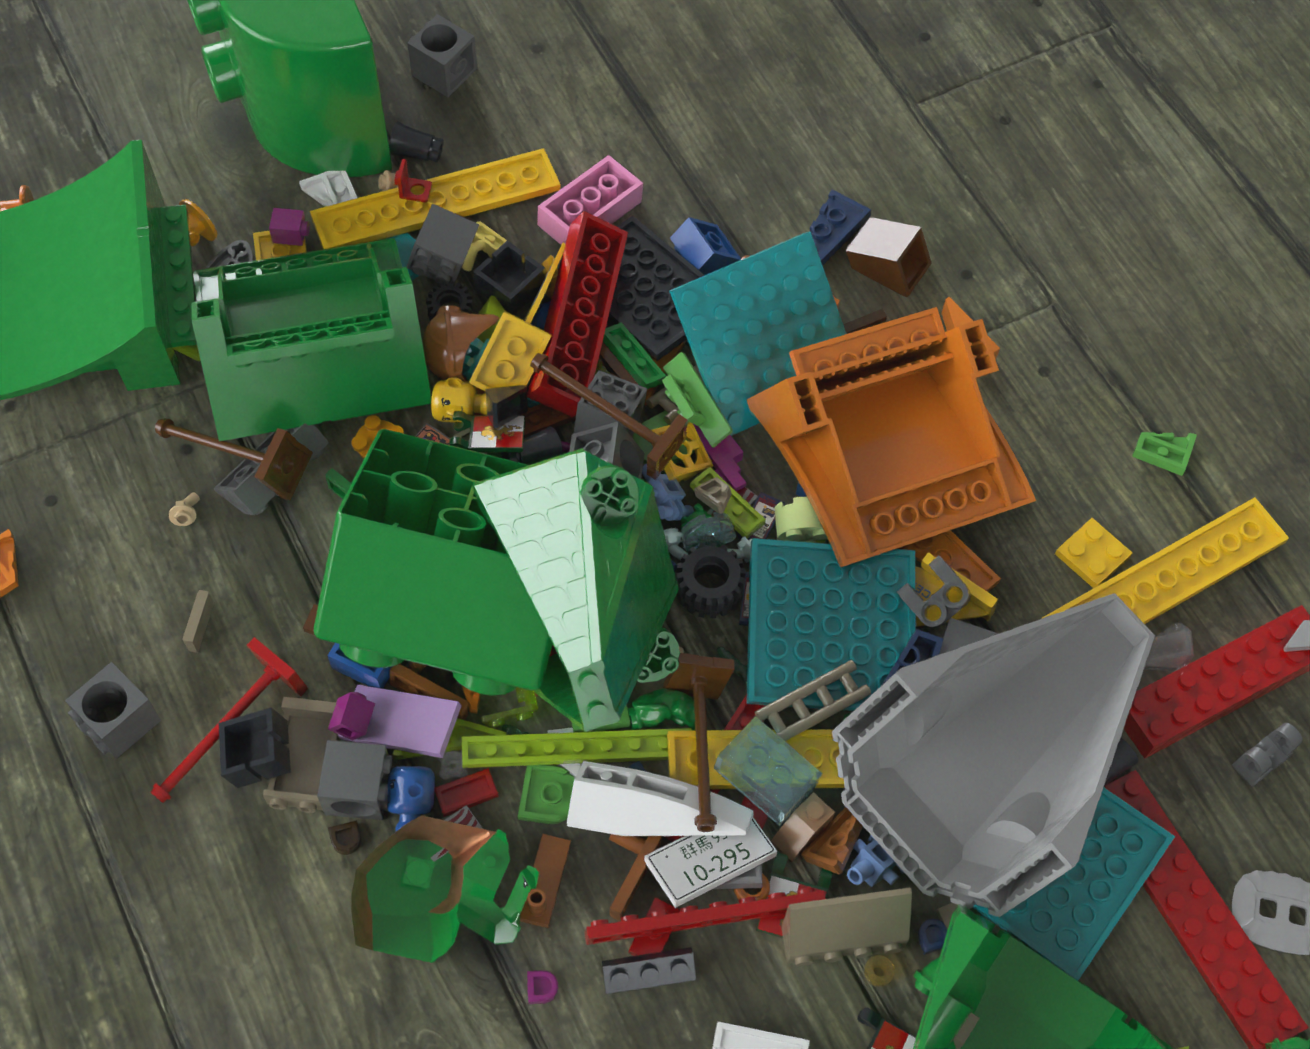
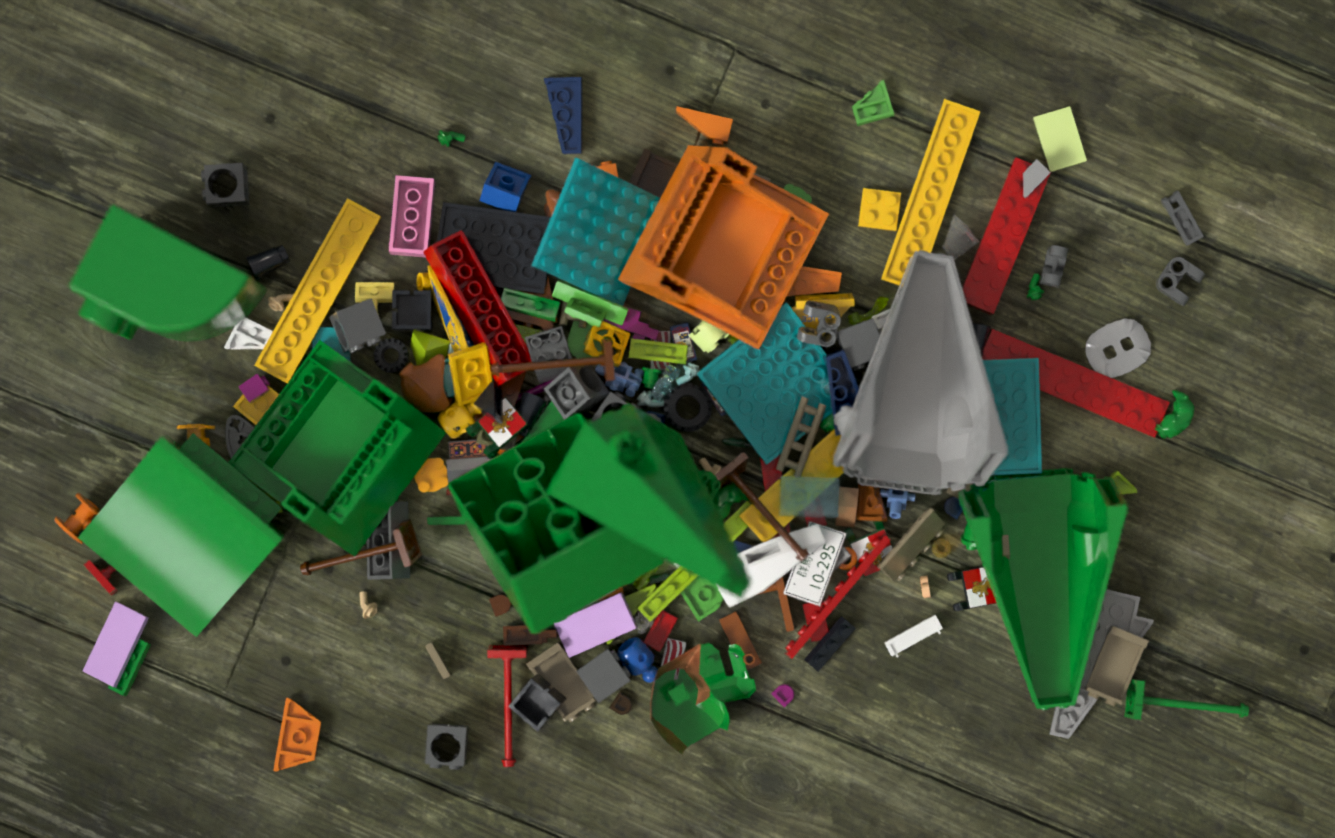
camera: 30 degrees left, 25 degrees up
(317, 672) = (522, 636): none -> reddish brown hinge
(351, 715) = (571, 644): magenta brick -> none
(405, 184) = (292, 299): red bracket -> none
(688, 168) = (446, 137): none -> green plate
(714, 494) = (651, 358): dark tan tile -> none
(822, 1001) = (925, 586): none -> light nougat tile
(890, 254) = (616, 101): reddish brown slope -> none
(1221, 768) = (1034, 291): none -> green plate

